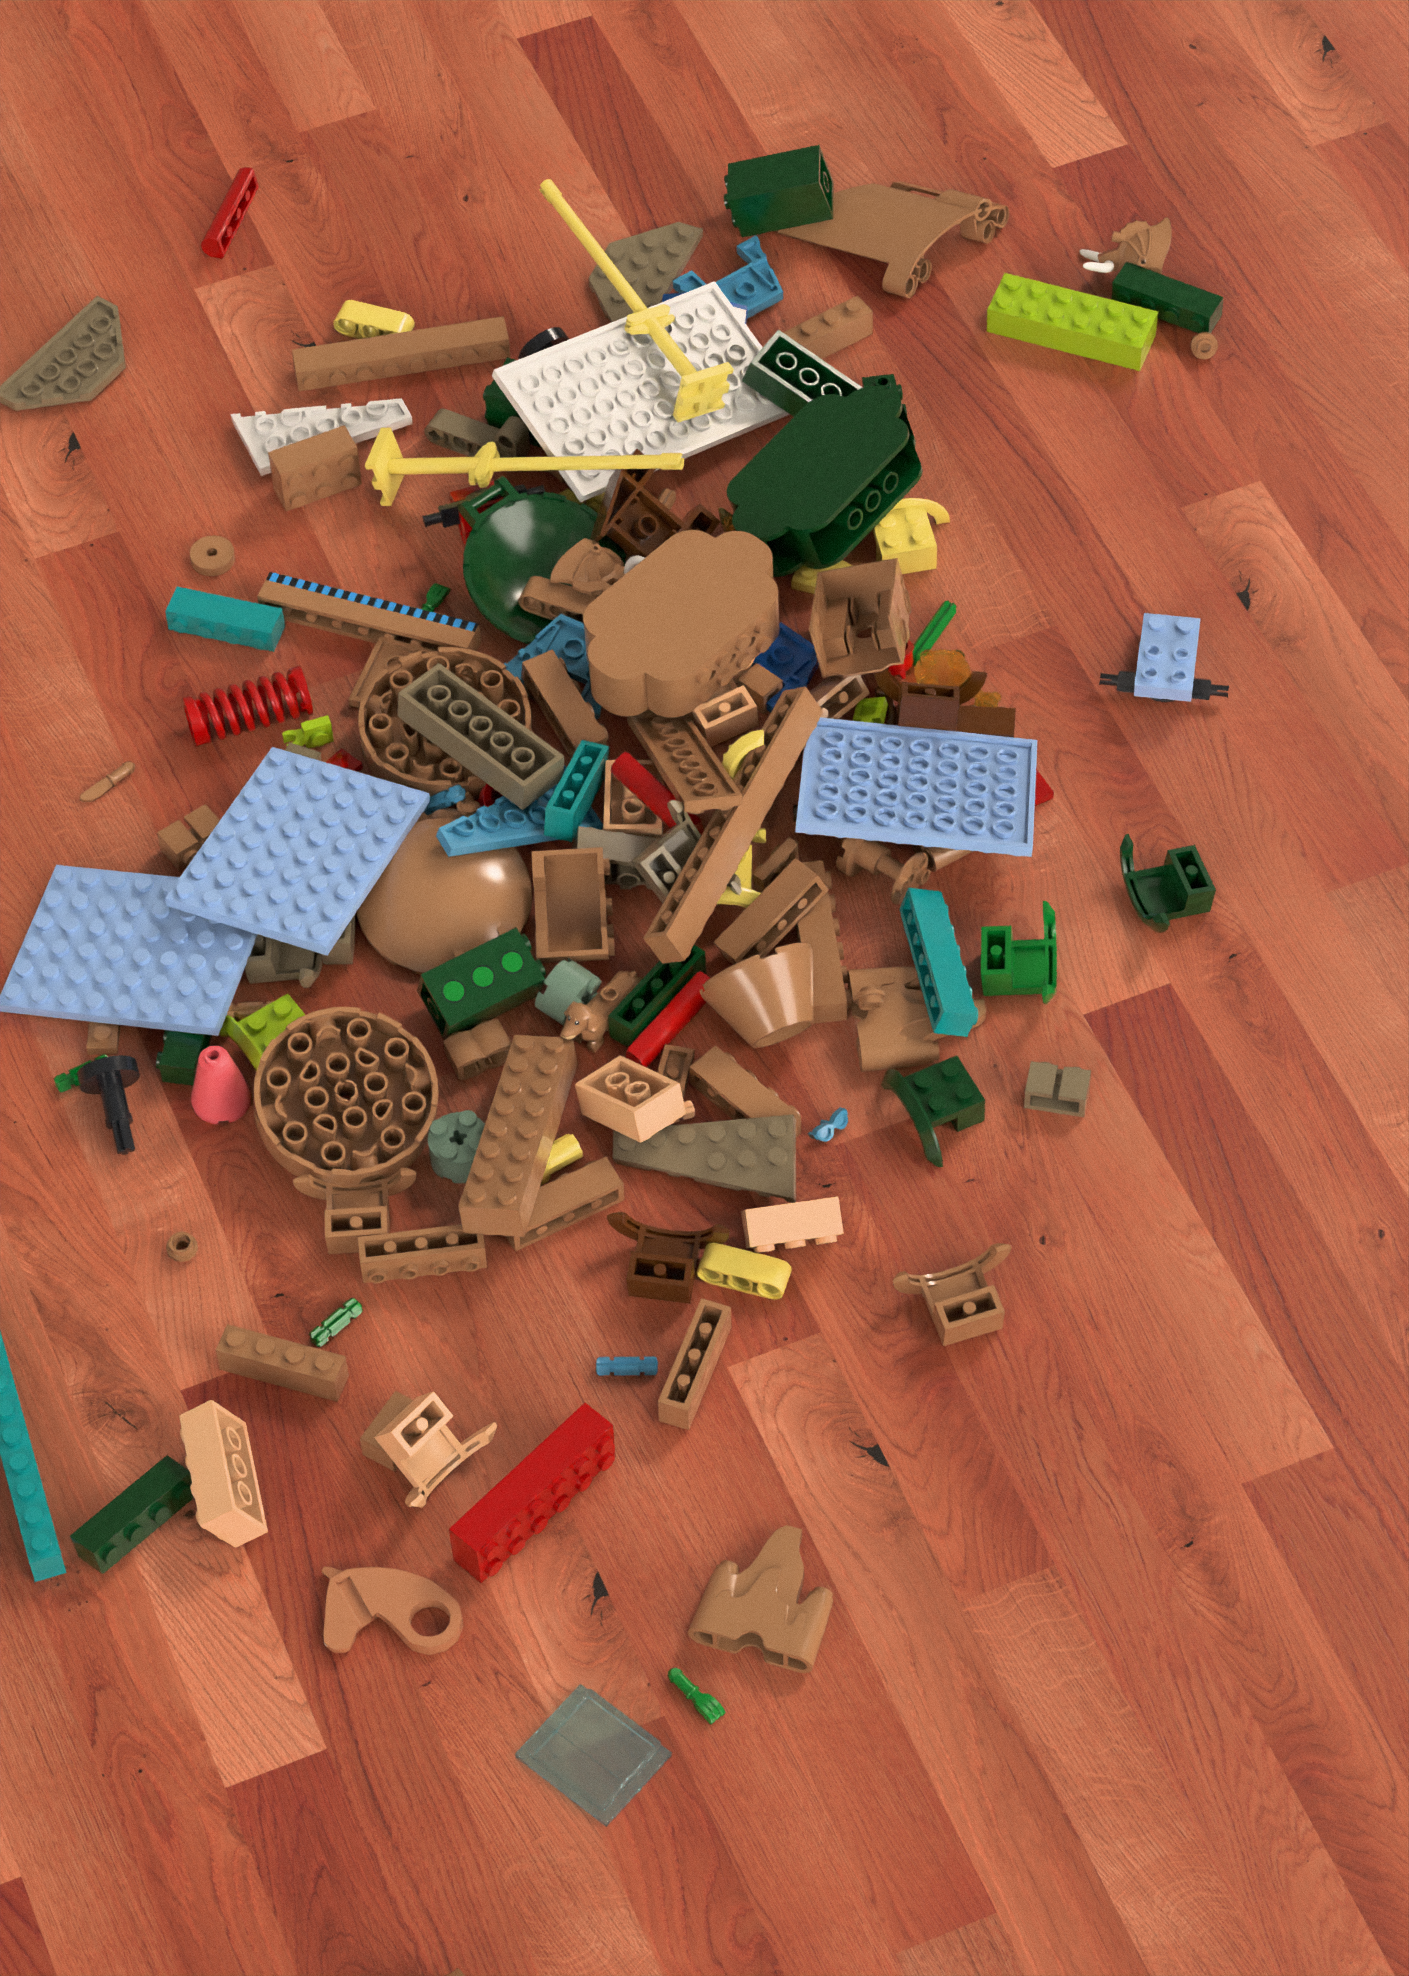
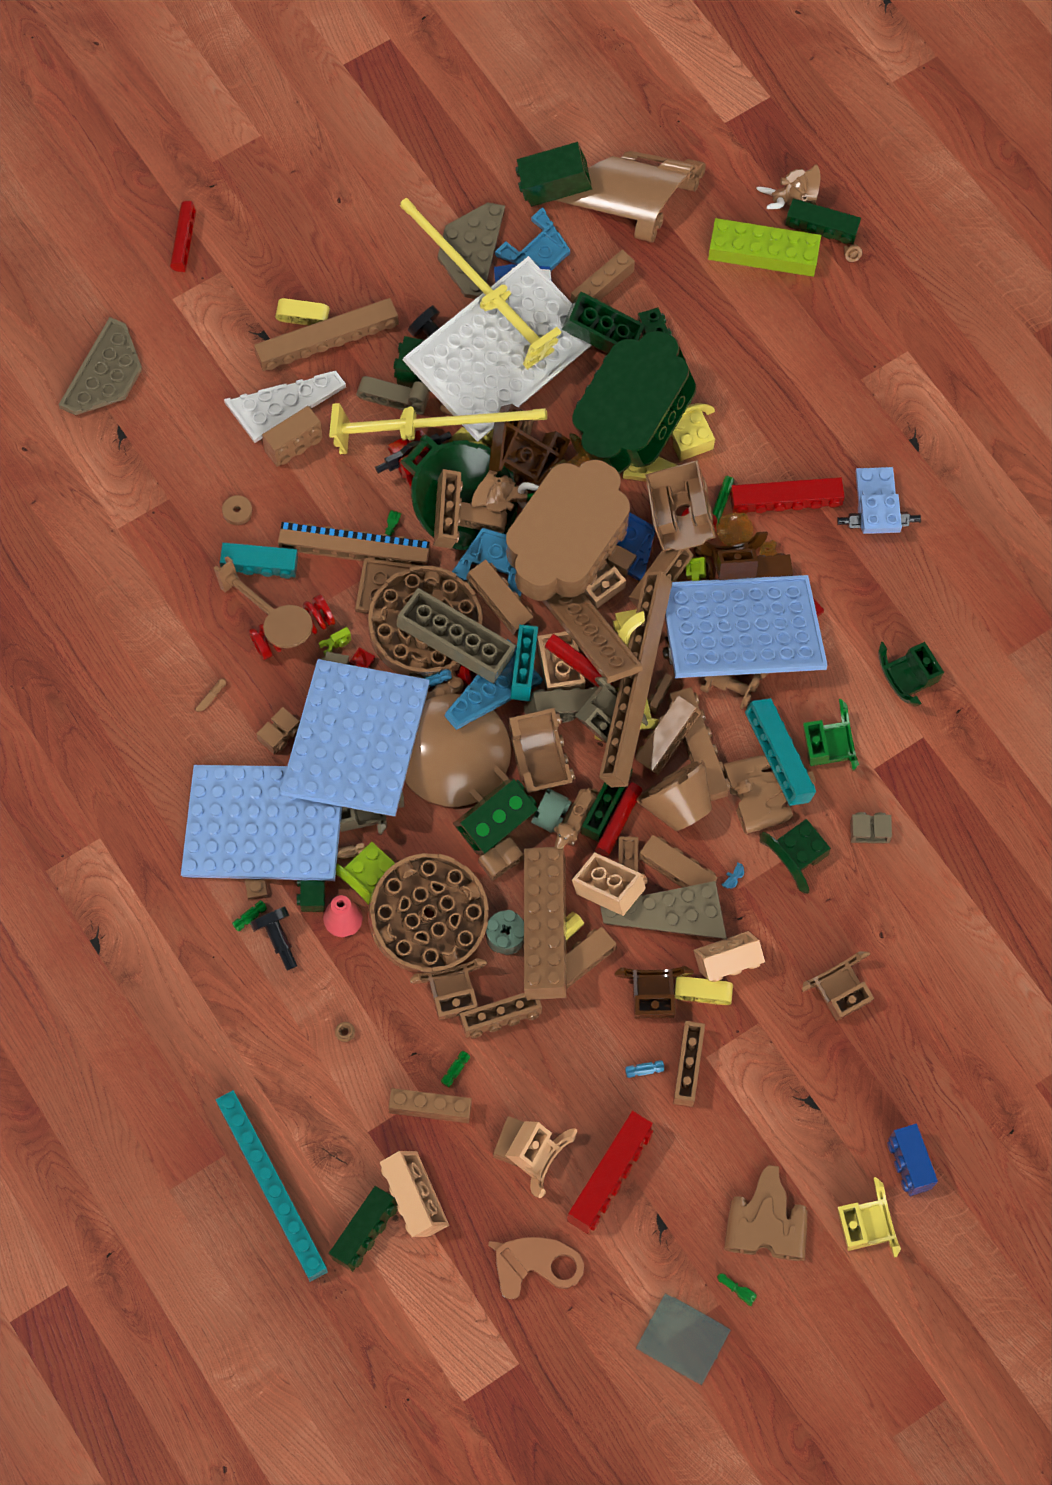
camera: 15 degrees left, 15 degrees up
(229, 694) = (283, 626): none -> medium nougat piece
(511, 578) = (447, 509): none -> medium nougat brick
(924, 1631) = (869, 1223): none -> light yellow piece
(1013, 1549) = (912, 1160): none -> blue brick
(1032, 636) = (787, 495): none -> red brick

